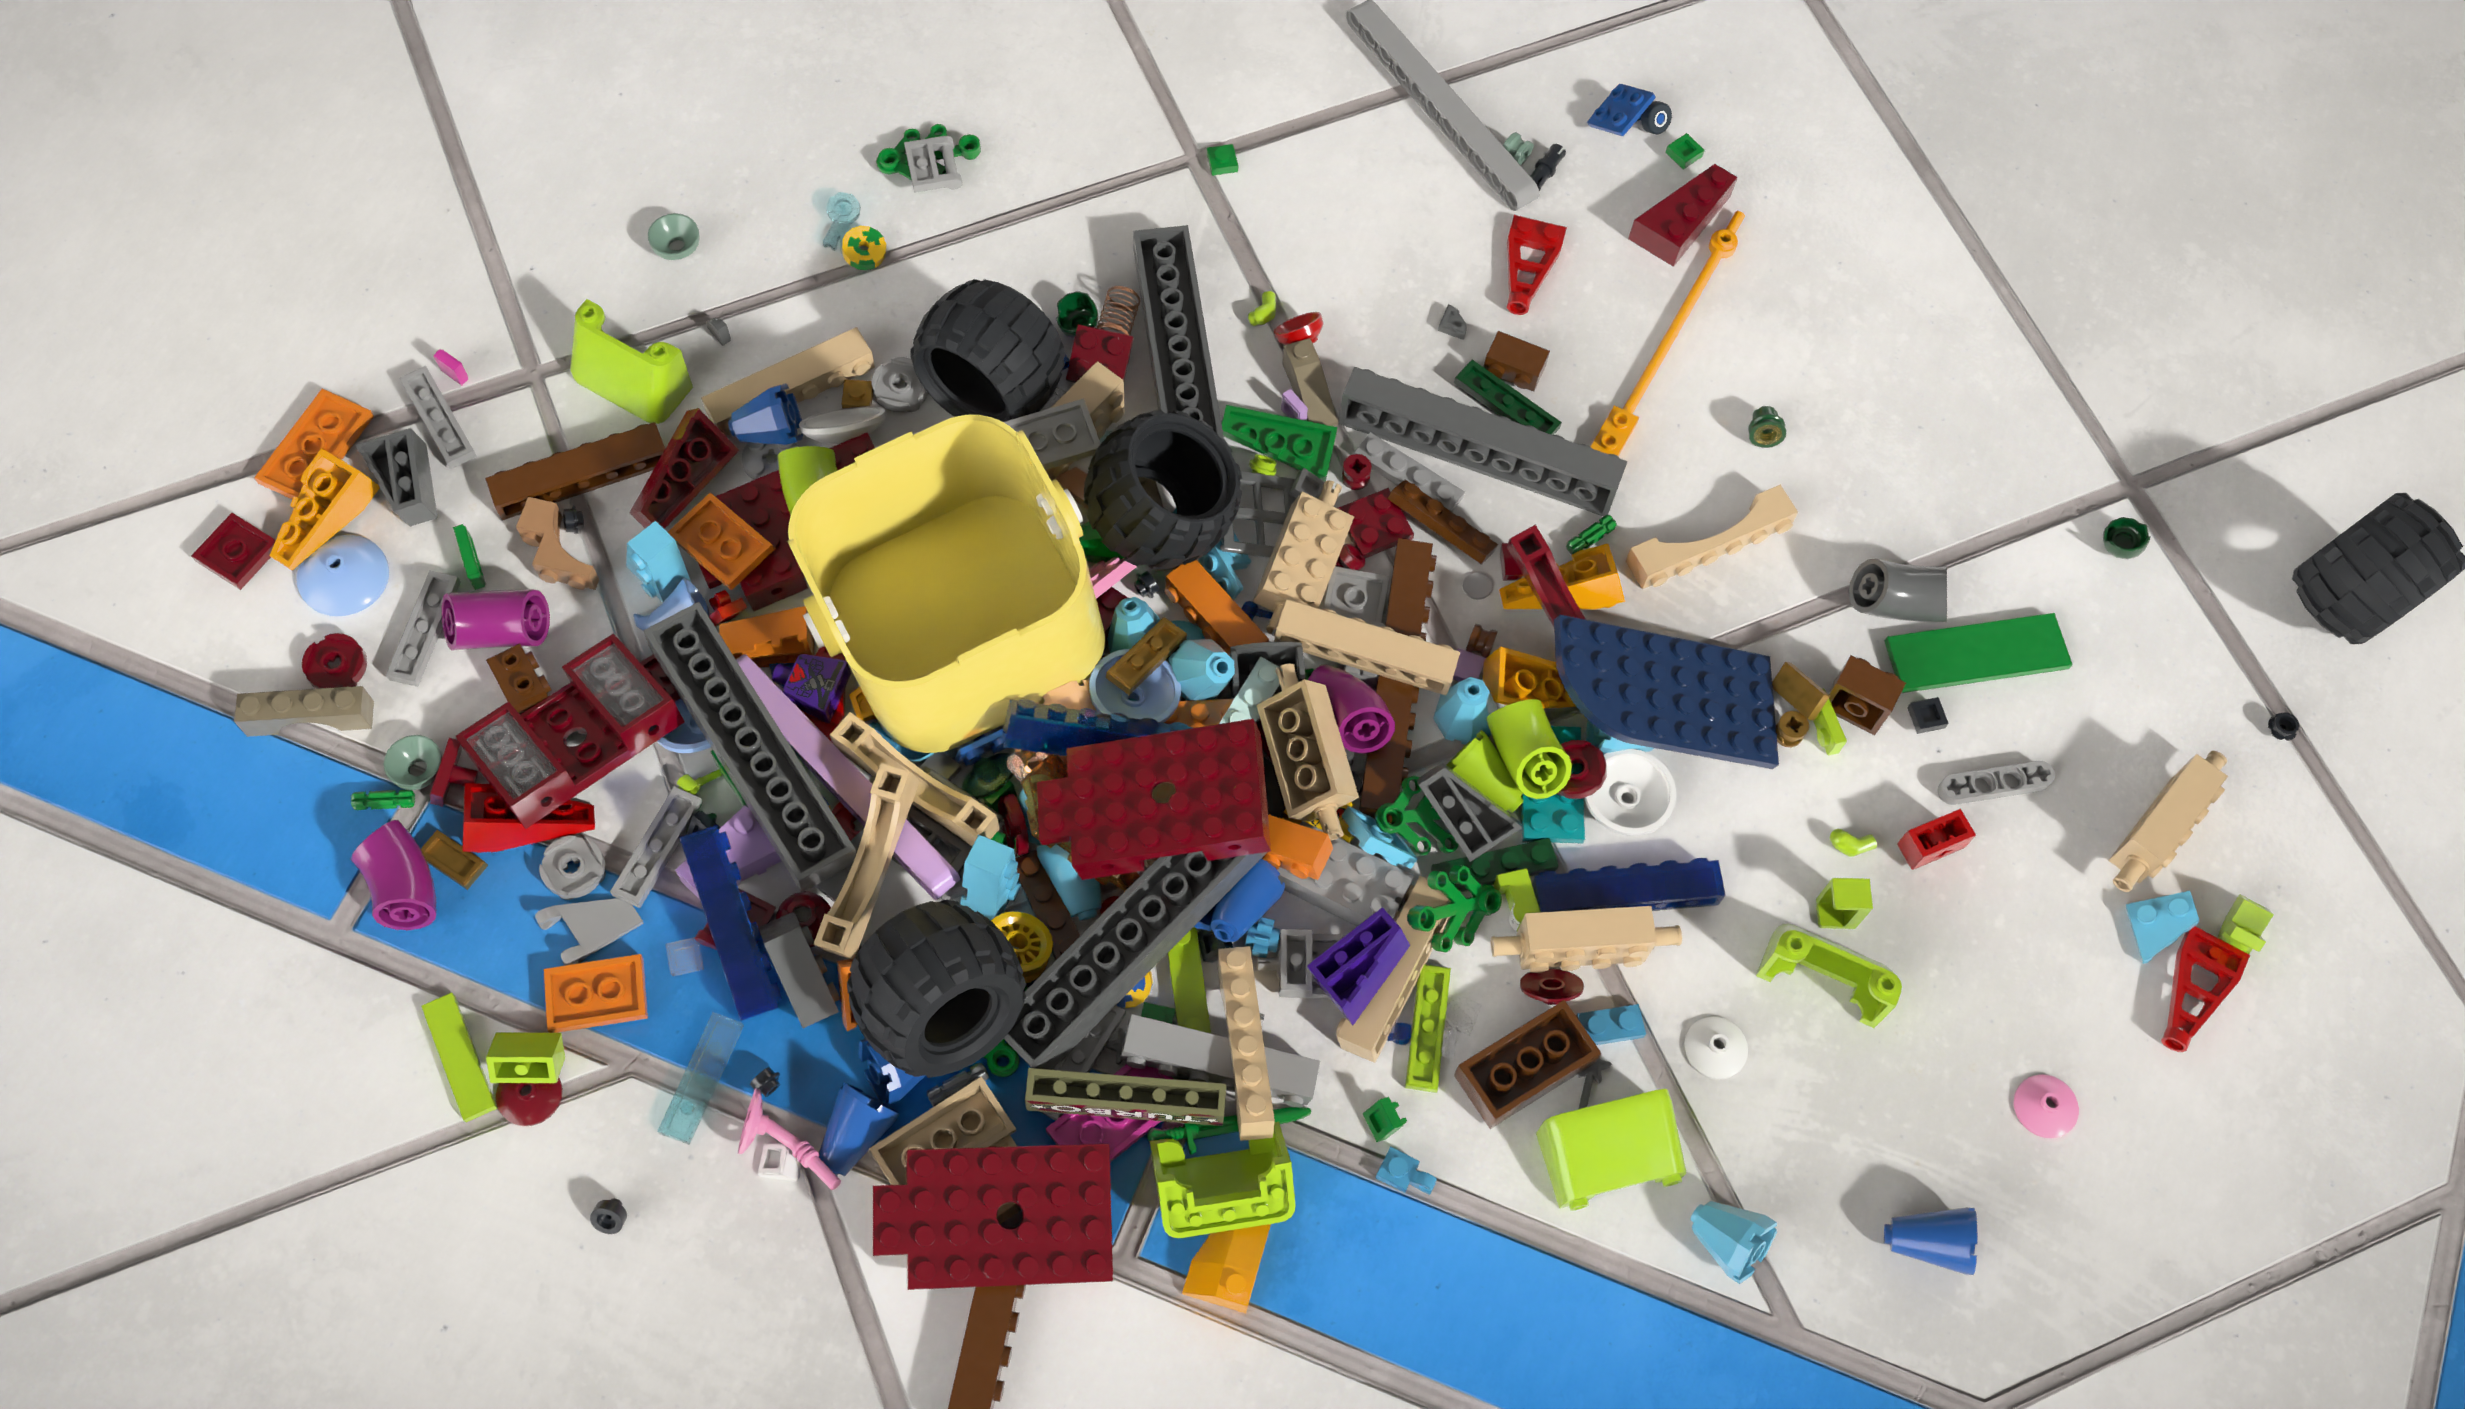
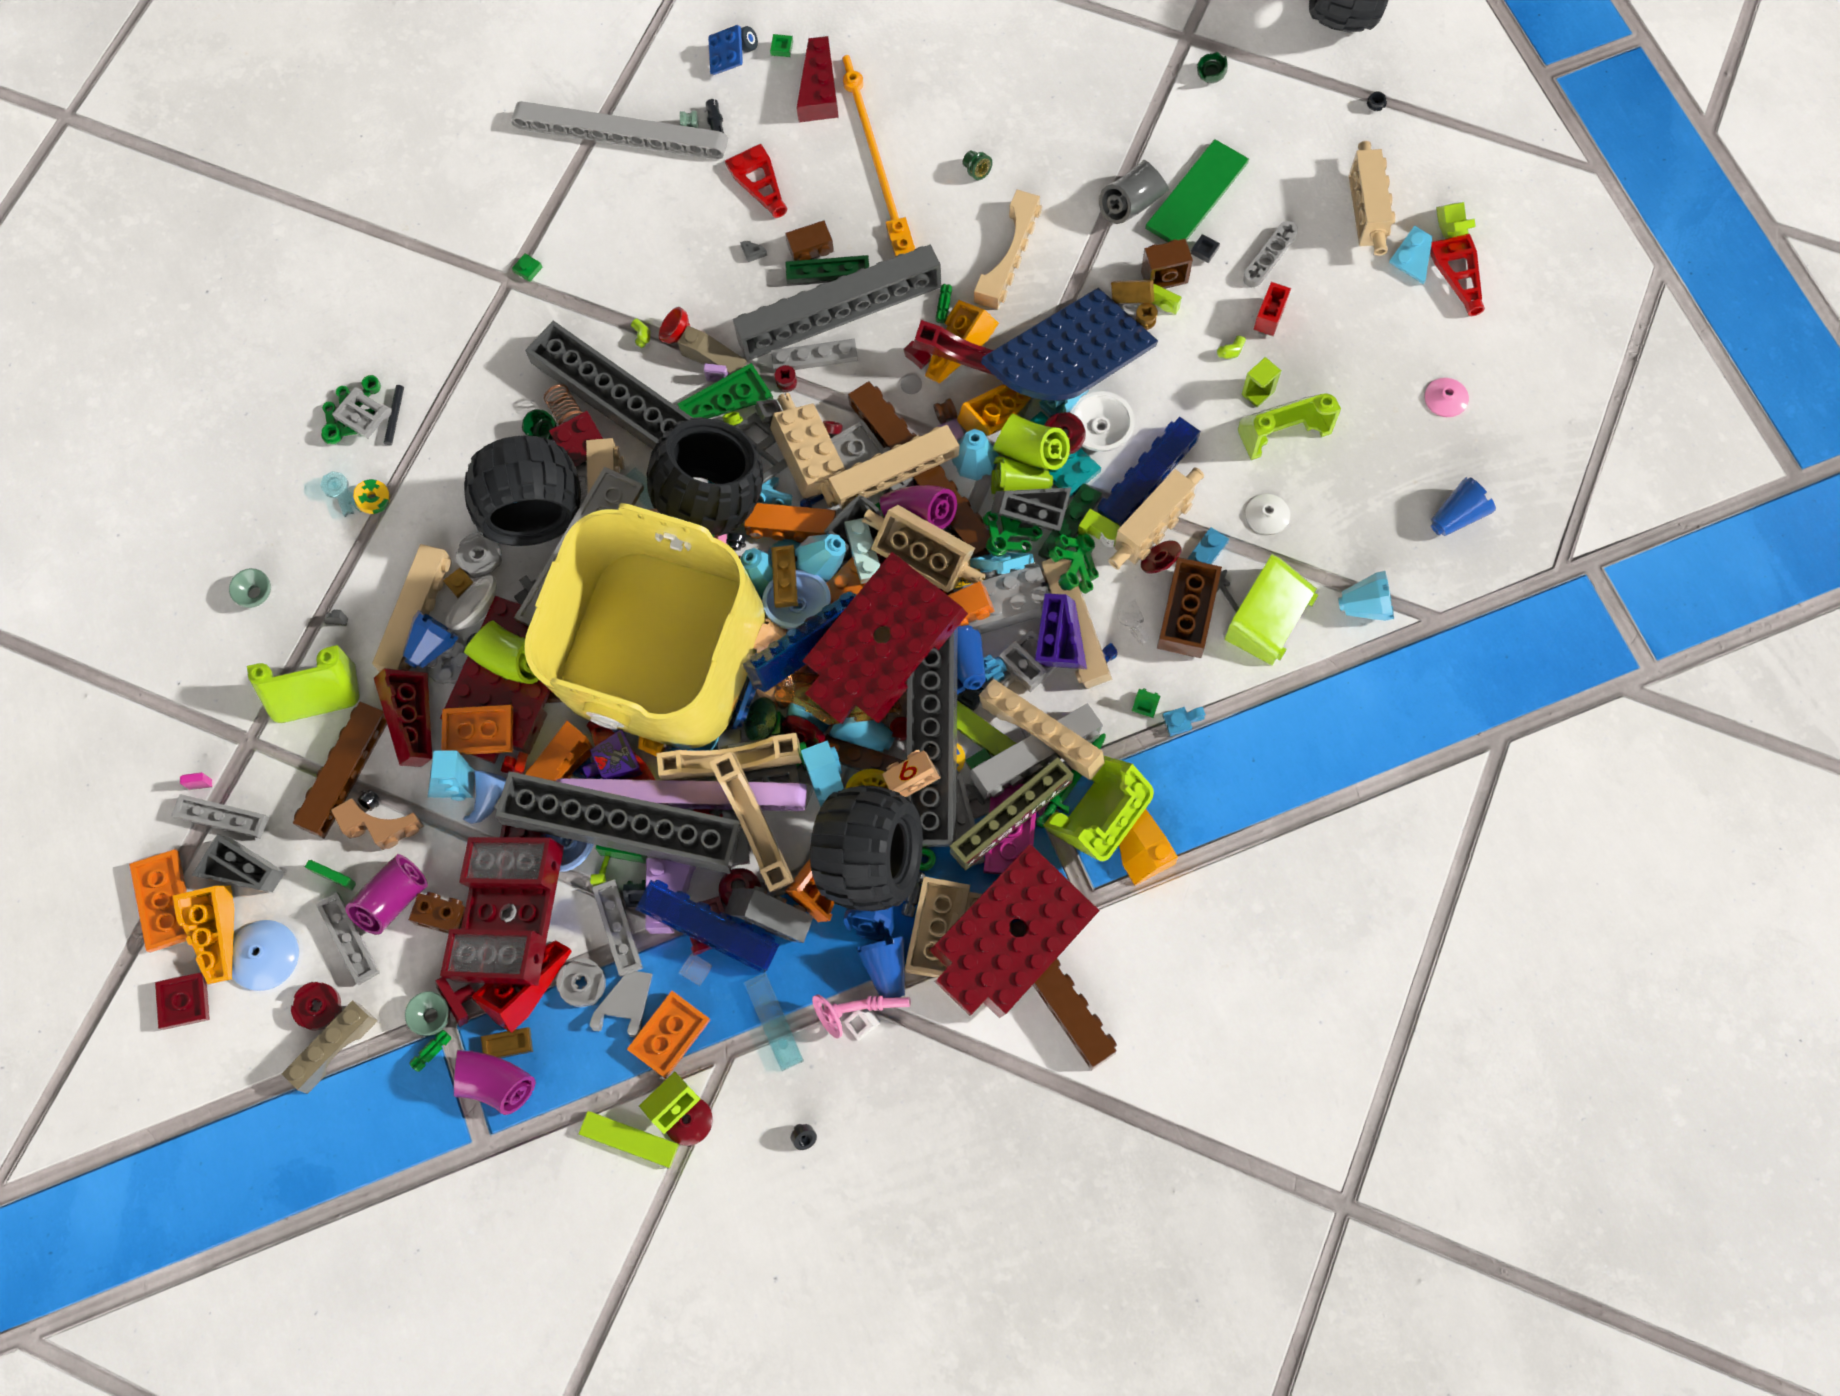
camera: 35 degrees left, 5 degrees up
(766, 1081) = (811, 989): black plate -> none
(961, 192) = (392, 422): none -> black bar
(1058, 960) = (911, 774): none -> light nougat slope
(1376, 523) = (827, 395): dark red plate -> none
(1428, 1029) = (1121, 637): lime tile -> none
(1443, 521) = (860, 364): reddish brown plate -> none

